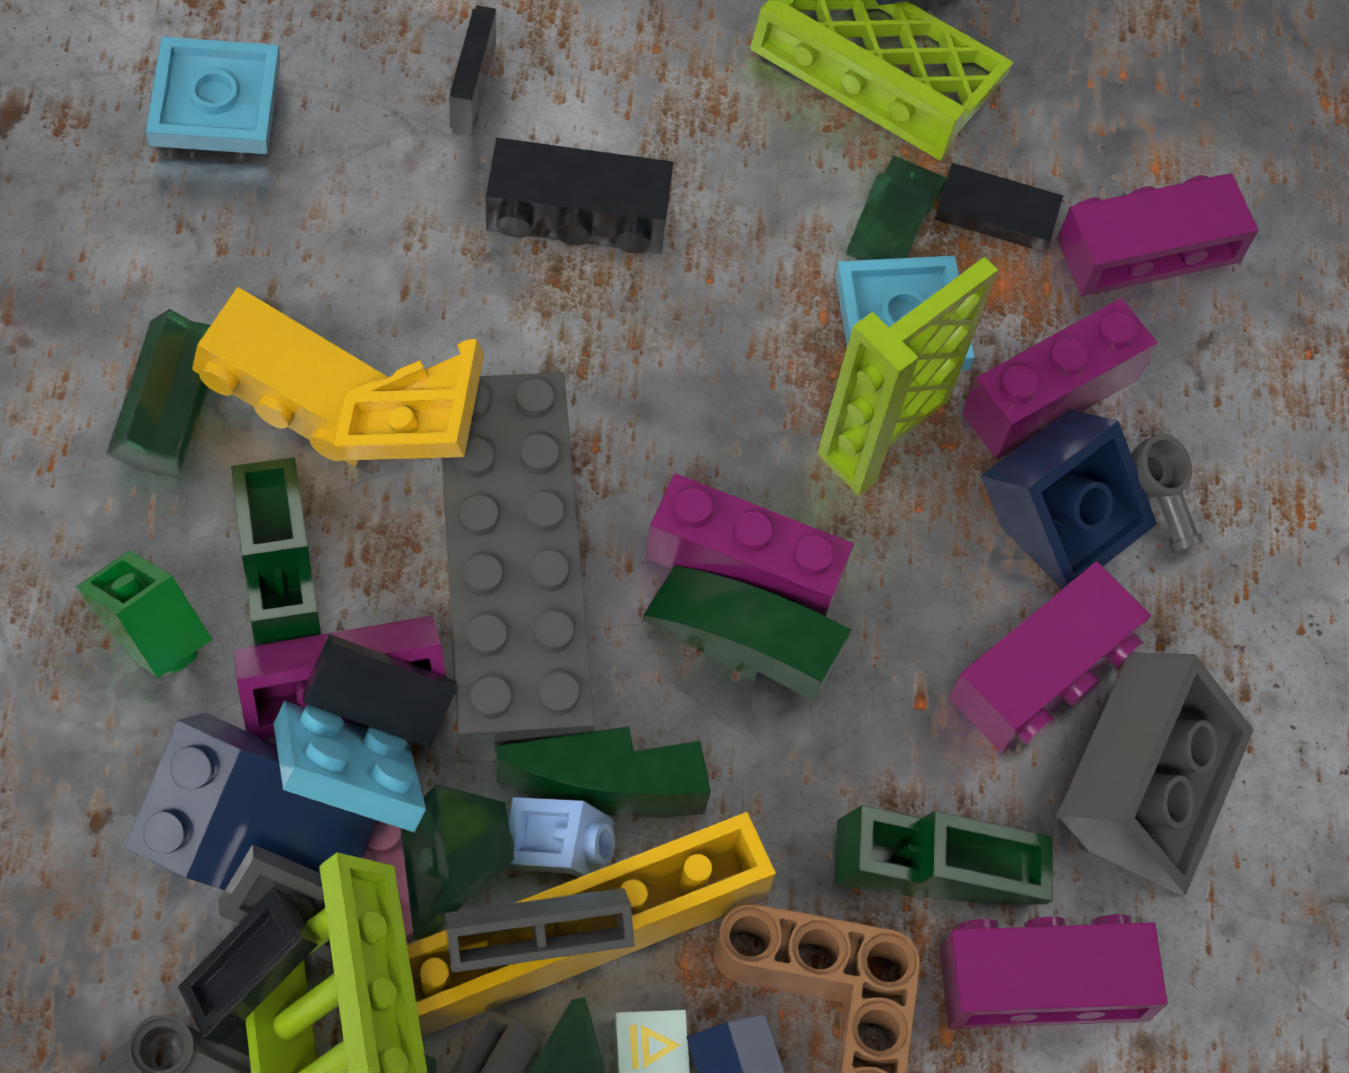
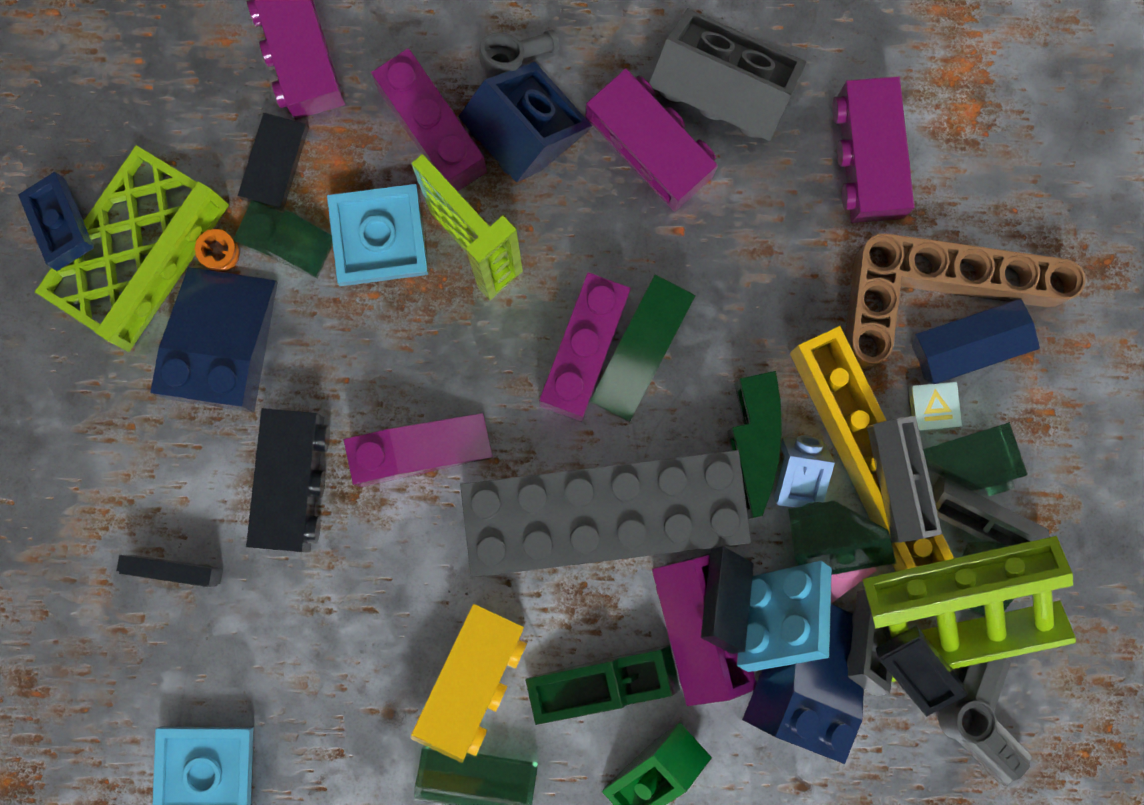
camera: 85 degrees left, 20 degrees up
(413, 411) = (509, 591): yellow wing -> none
(613, 343) = (417, 449): none -> magenta slope
(761, 131) = (215, 340): none -> dark blue slope
(886, 127) = (203, 245): none -> orange bush
(943, 858) = (799, 218): dark green slope -> none

